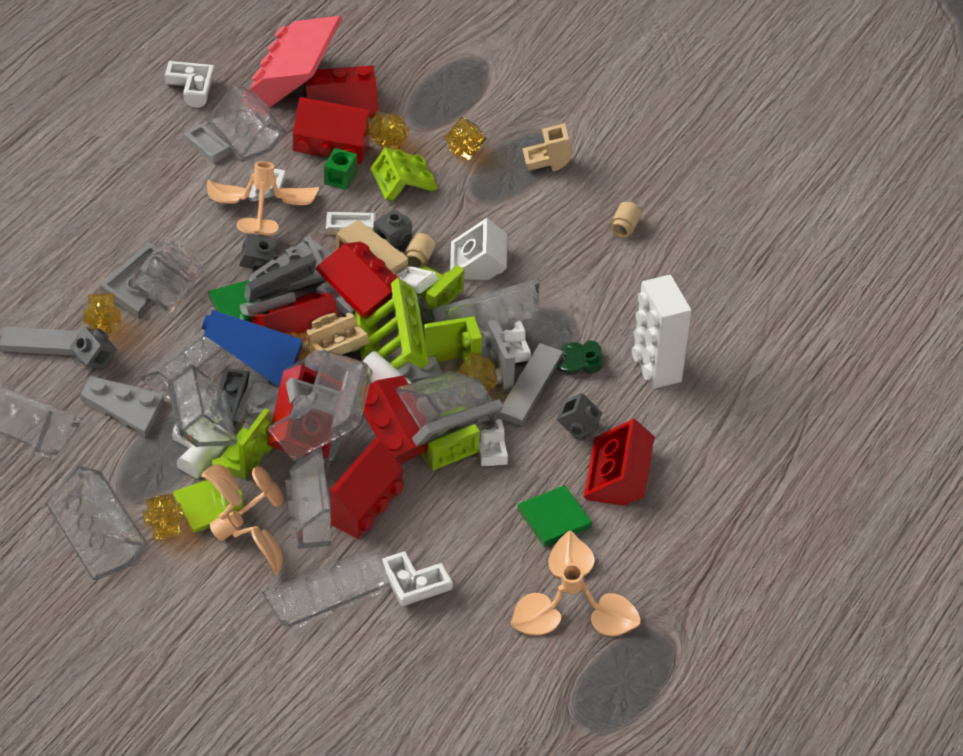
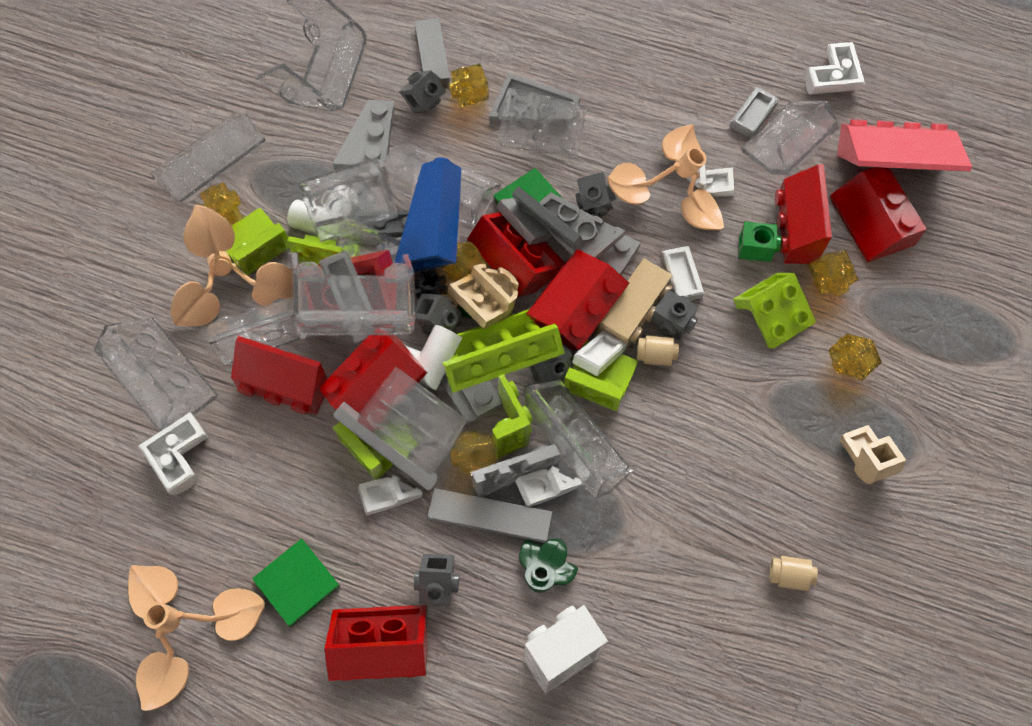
camera: 80 degrees right, 20 degrees up
(480, 251) = (674, 415): white slope -> none

